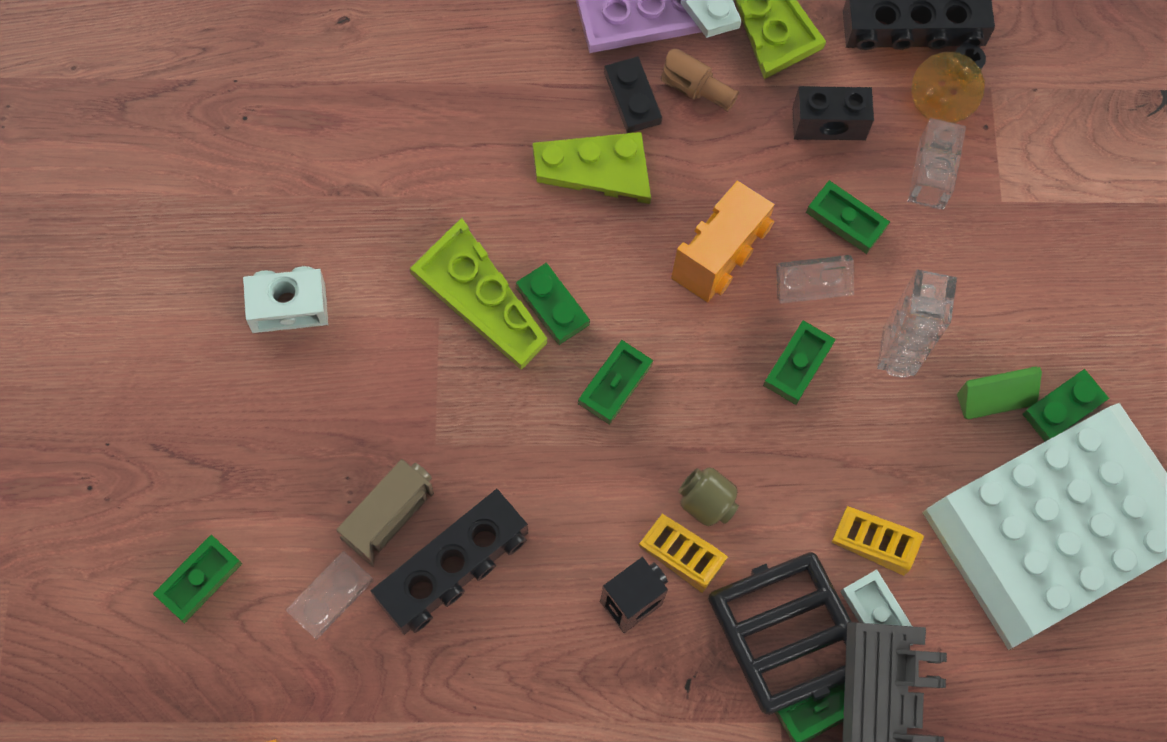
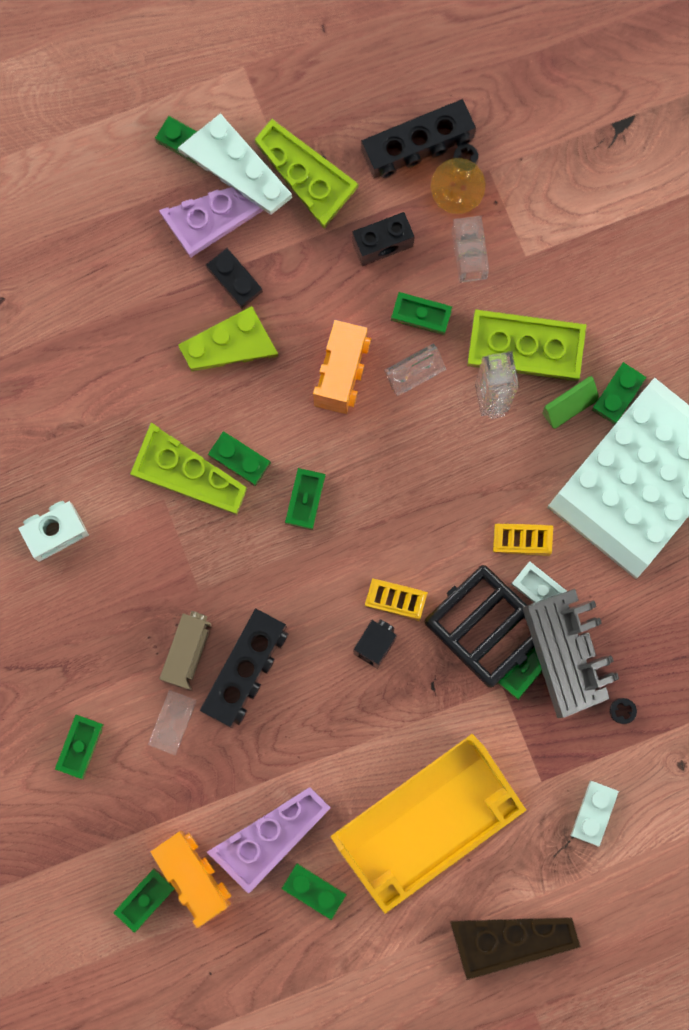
camera: 15 degrees left, 10 degrees up
(696, 80) = (275, 250): medium nougat arm -> none
(709, 496) = (399, 555): olive head -> none
(799, 362) = (426, 434): green plate -> none
(986, 309) = (537, 344): none -> lime plate

